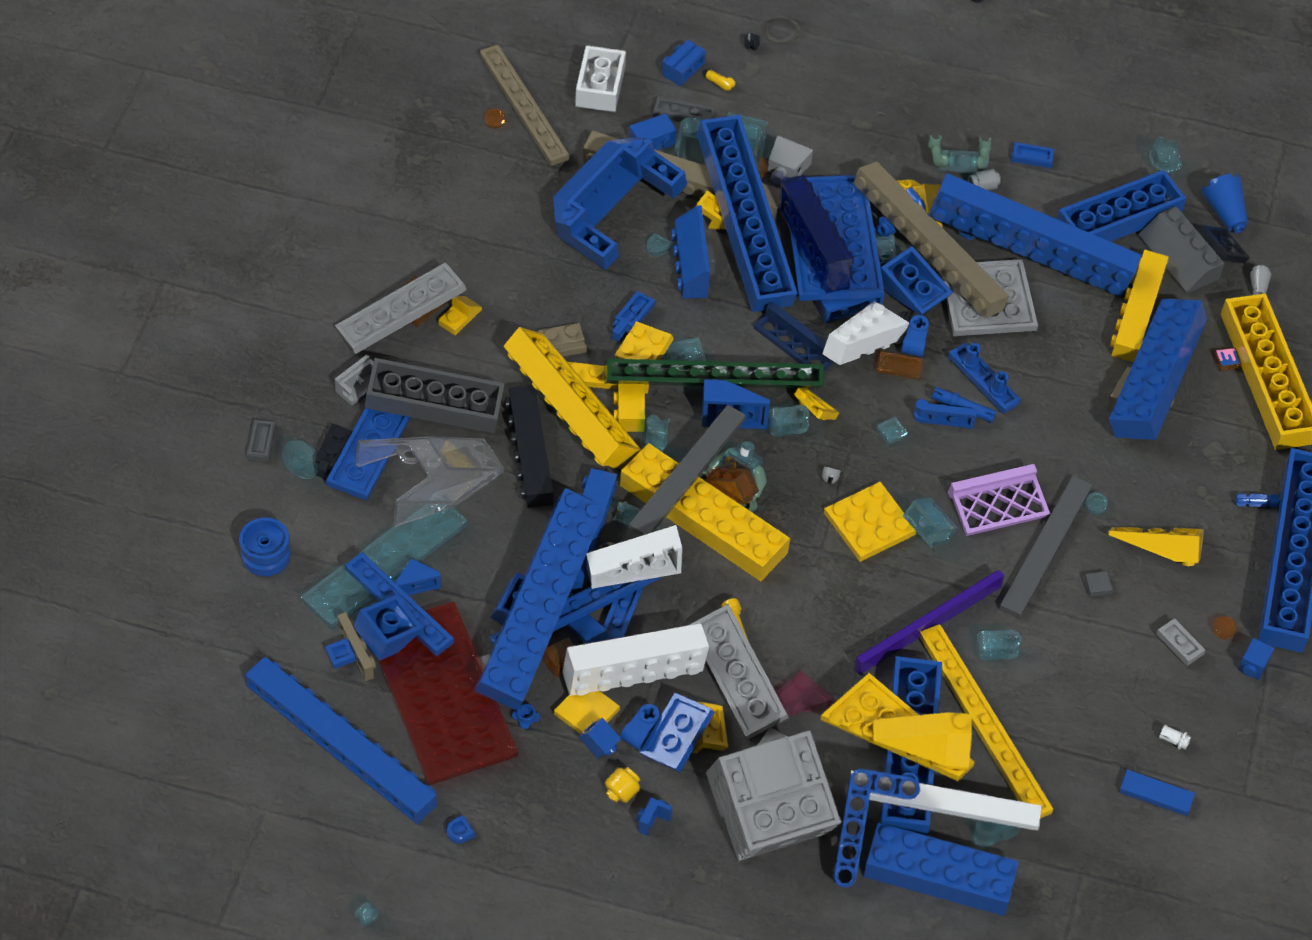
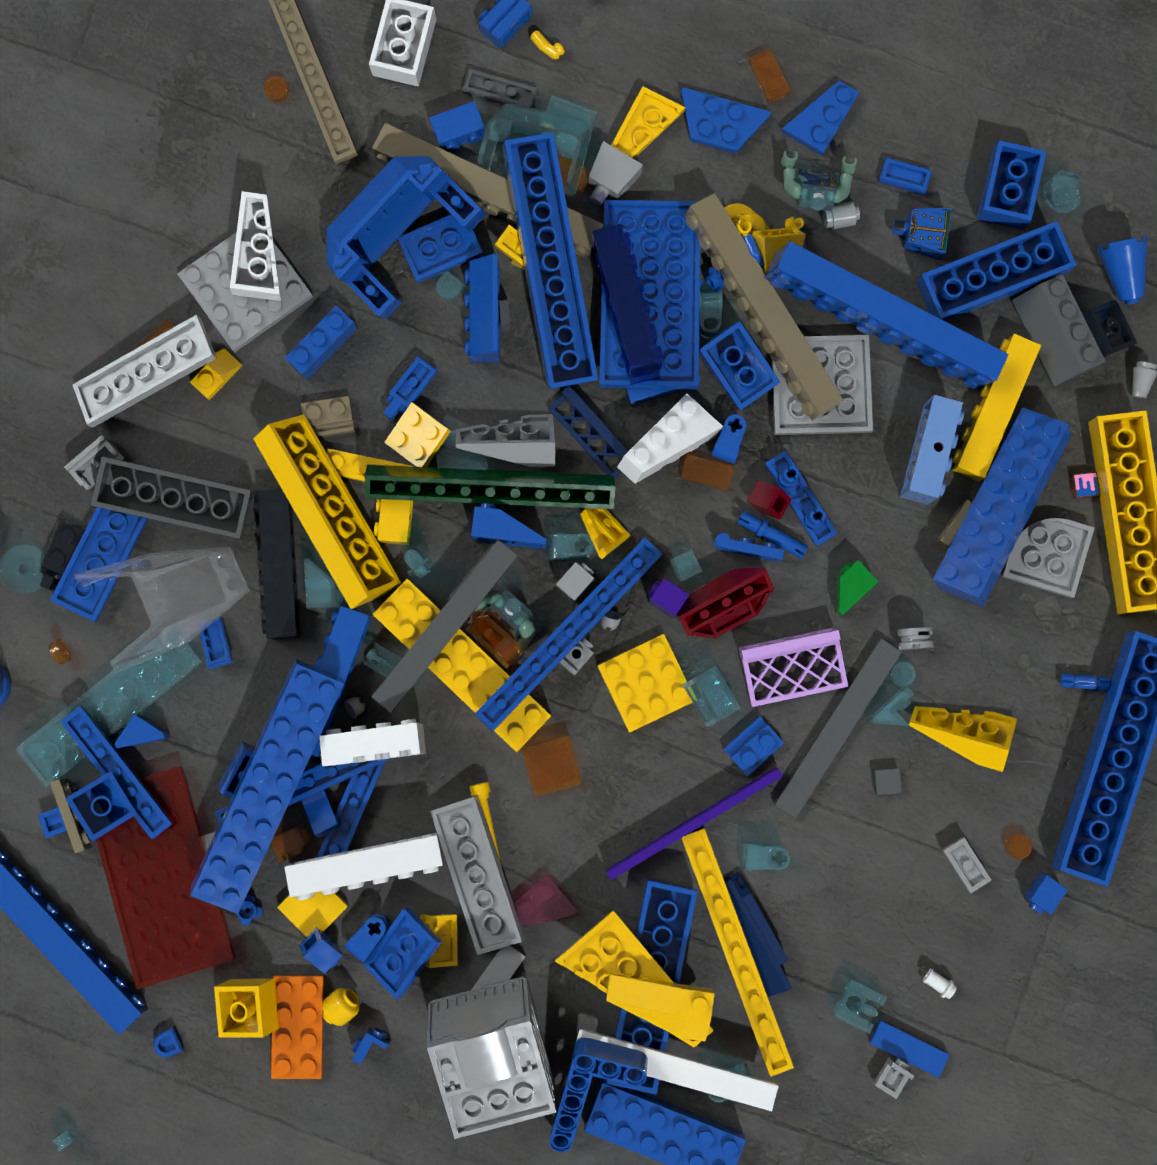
camera: 10 degrees right, 30 degrees up
(336, 521) = (60, 652): none -> clear orange tile
(479, 509) = (216, 645): none -> blue plate
(481, 251) = (234, 316): none -> light grey plate
(493, 223) = (254, 257): none -> white wedge
(535, 784) = (246, 1008): none -> yellow brick
(552, 285) = (321, 342): none -> blue brick
(570, 461) = (320, 588): none -> clear light blue slope
(582, 809) = (300, 1036): none -> orange plate
(646, 216) = (439, 247): none -> blue plate
(742, 345) = (521, 442): none -> light grey wedge
(794, 586) = (551, 766): none -> clear orange plate
(796, 446) = (576, 581): none -> light grey brick
(796, 477) = (568, 635): none -> blue plate
(803, 501) = (574, 665): none -> light grey brick
(812, 124) = (645, 122): none -> yellow wing
(872, 125) = (720, 121): none -> blue wing
(880, 448) = (667, 597): none -> dark purple brick
(908, 94) = (769, 76): none -> clear orange plate
(934, 452) = (725, 602): none -> dark red wedge
(956, 120) = (822, 118): none -> blue wing
(957, 376) = (769, 500): none -> dark red brick
(973, 563) = (753, 746): none -> blue plate
(1007, 708) = (760, 938): none -> dark blue wedge
(1041, 437) = (852, 585): none -> green slope
(1056, 187) = (925, 231): none -> blue torso
(1091, 333) = (932, 449): none -> medium blue brick
(1092, 528) = (887, 713): none -> clear light blue slope
(1102, 471) = (915, 638): none -> light grey wheel
(1102, 746) = (851, 1015): none -> clear light blue brick
(1121, 152) = (1011, 184): none -> blue brick
(1147, 811) = (893, 1077): none -> light grey bracket
(1207, 408) = (1050, 556): none -> light grey plate

